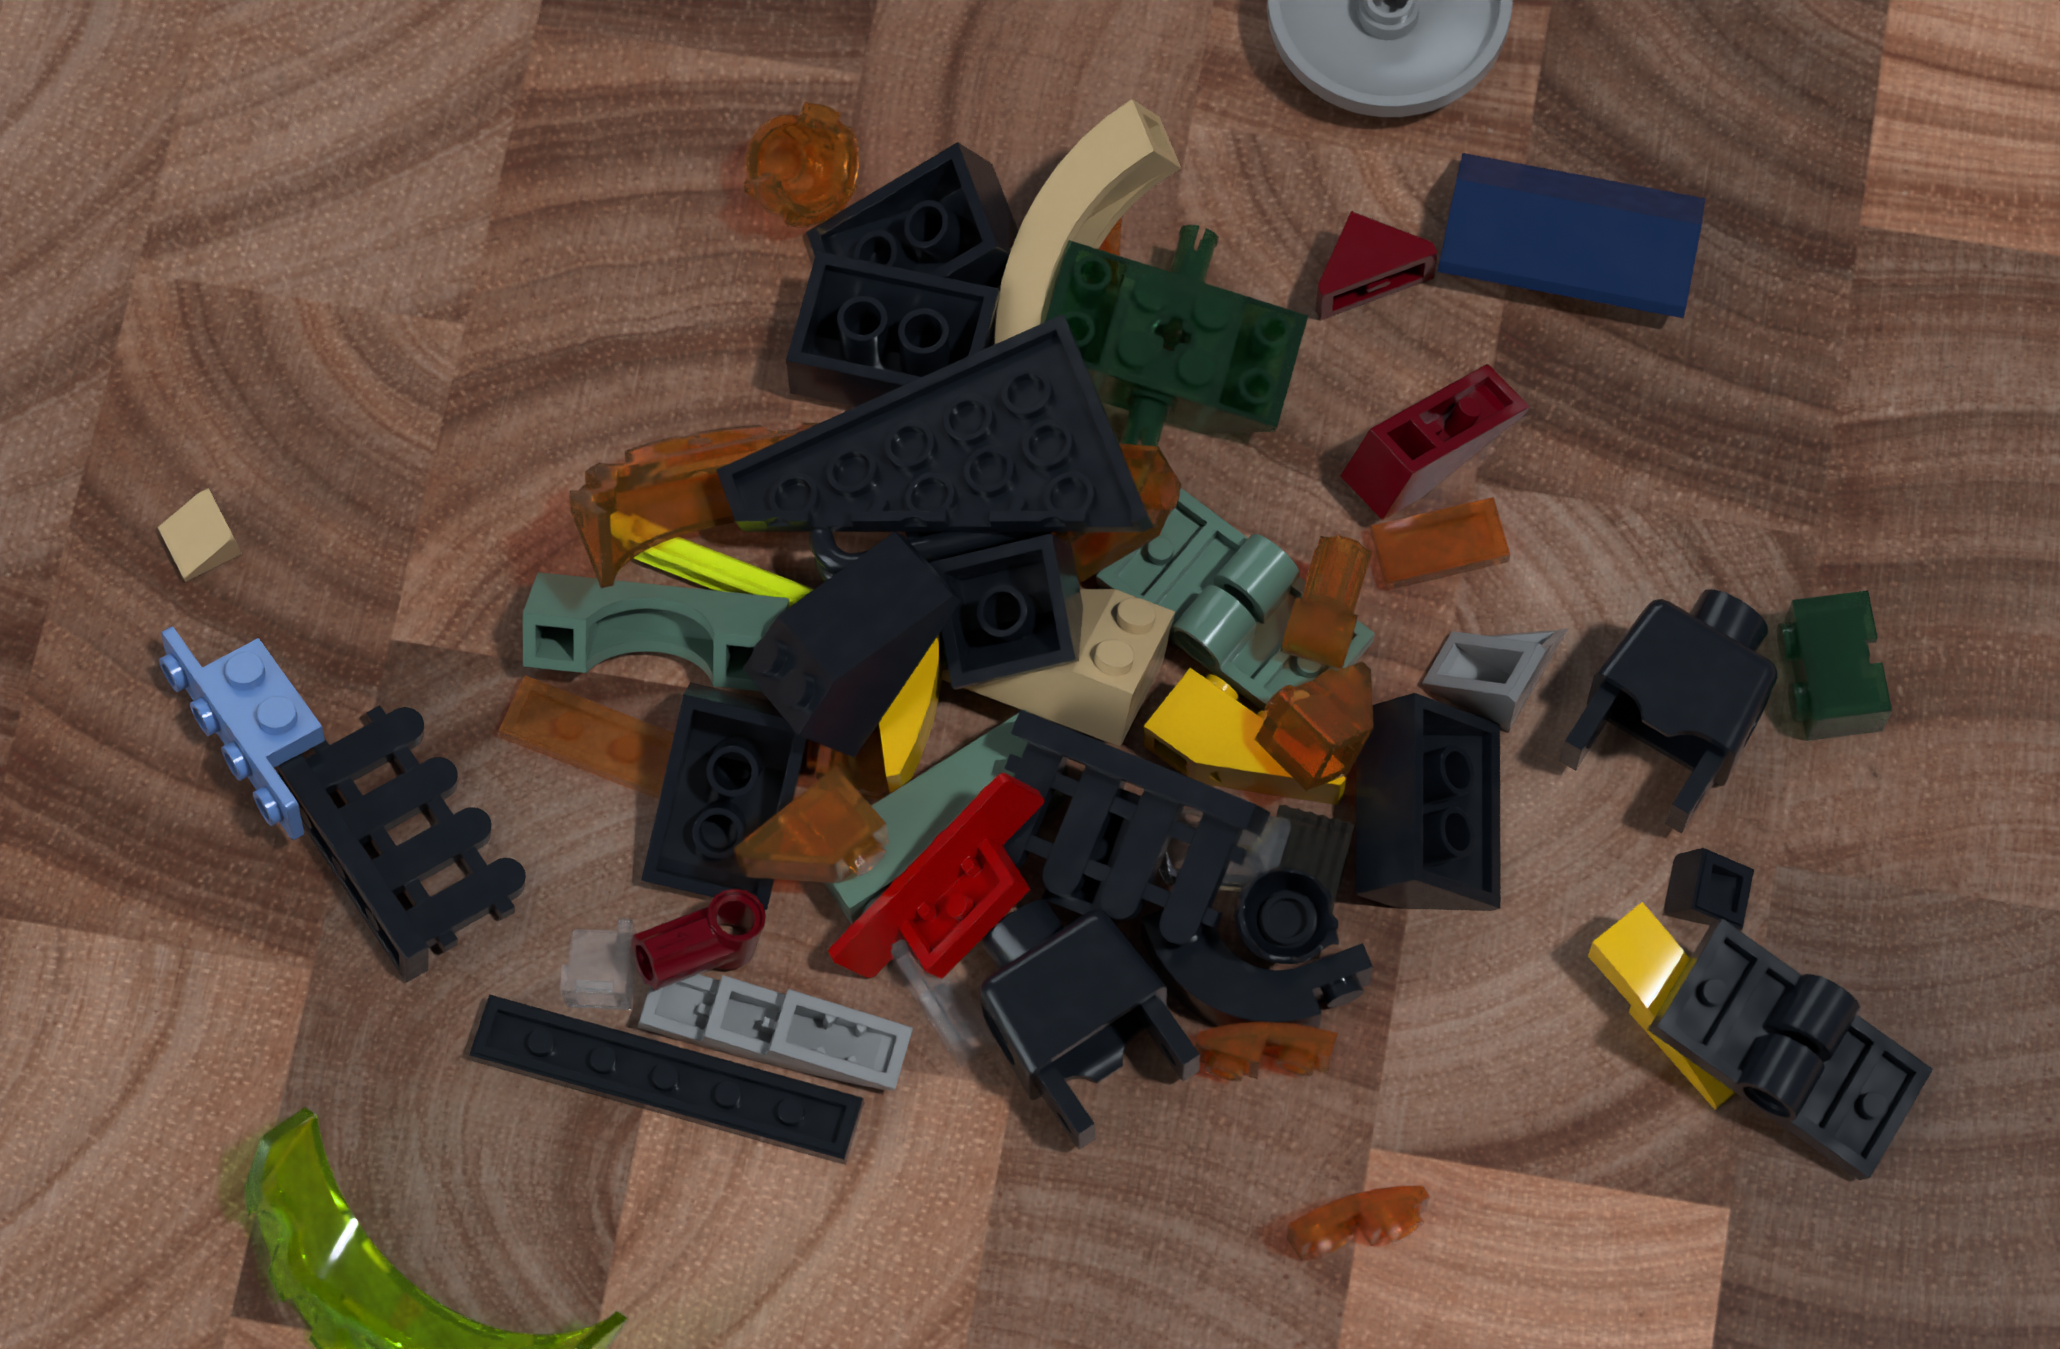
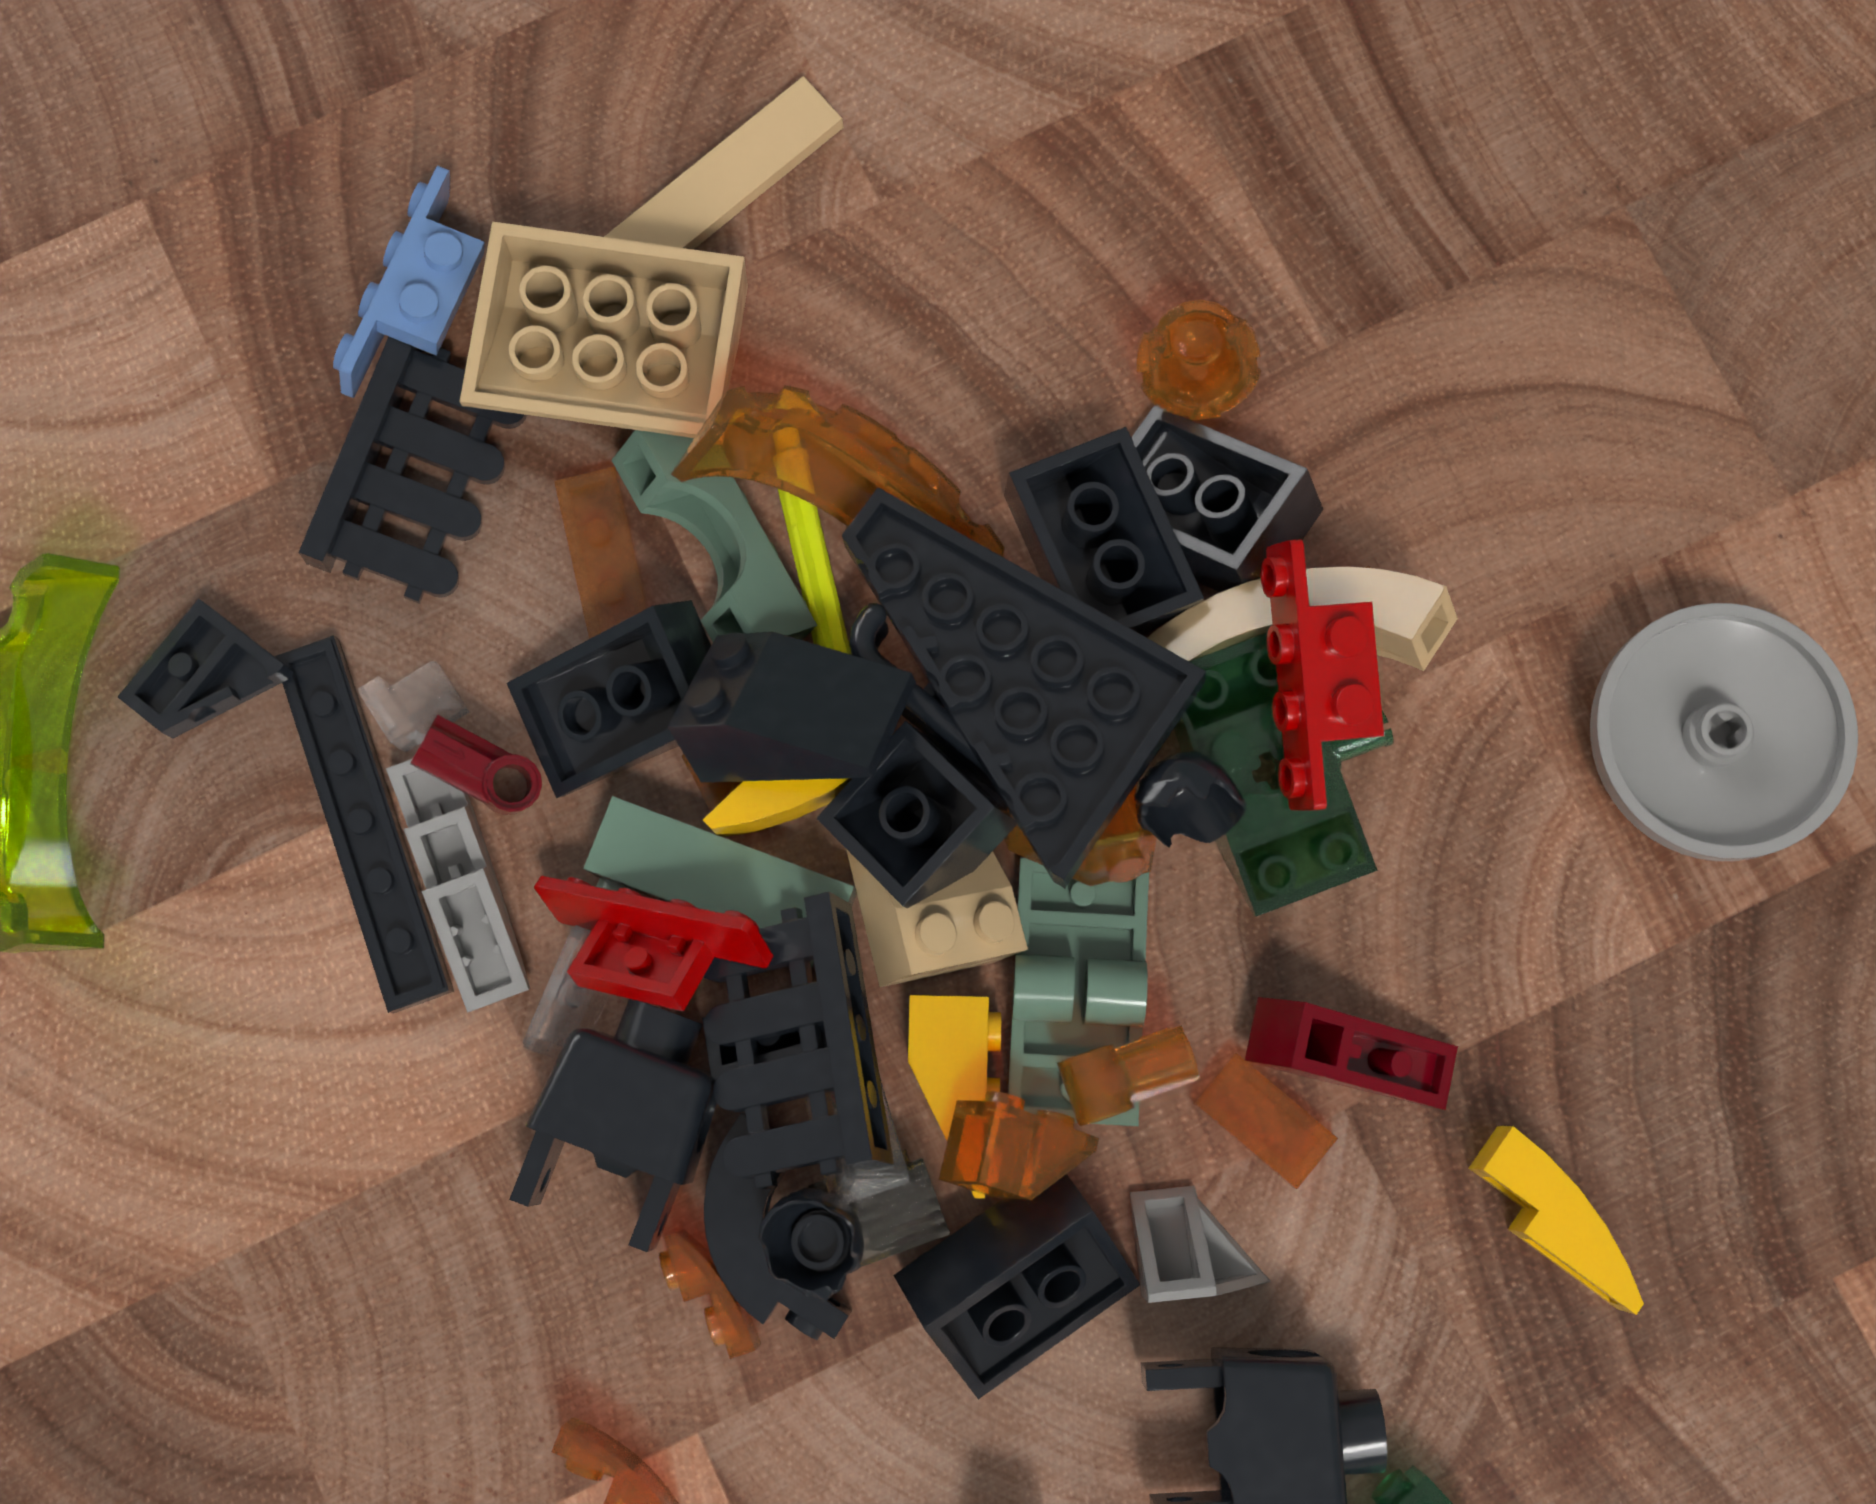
camera: 55 degrees right, 10 degrees up
(199, 536) = (554, 138): tan slope -> none
(352, 480) = (735, 171): none -> tan tile
(419, 586) = (604, 330): none -> tan slope
(439, 1119) = (201, 673): none -> black wing
(817, 836) = (616, 802): clear orange slope -> none
(1129, 235) = (1323, 674): none -> red bracket
(1151, 398) = (1188, 797): none -> black hair
(1371, 264) = (1470, 884): dark red slope -> none
(1572, 235) = (1629, 1041): dark blue slope -> none
(1669, 379) = (1557, 1216): none -> yellow slope

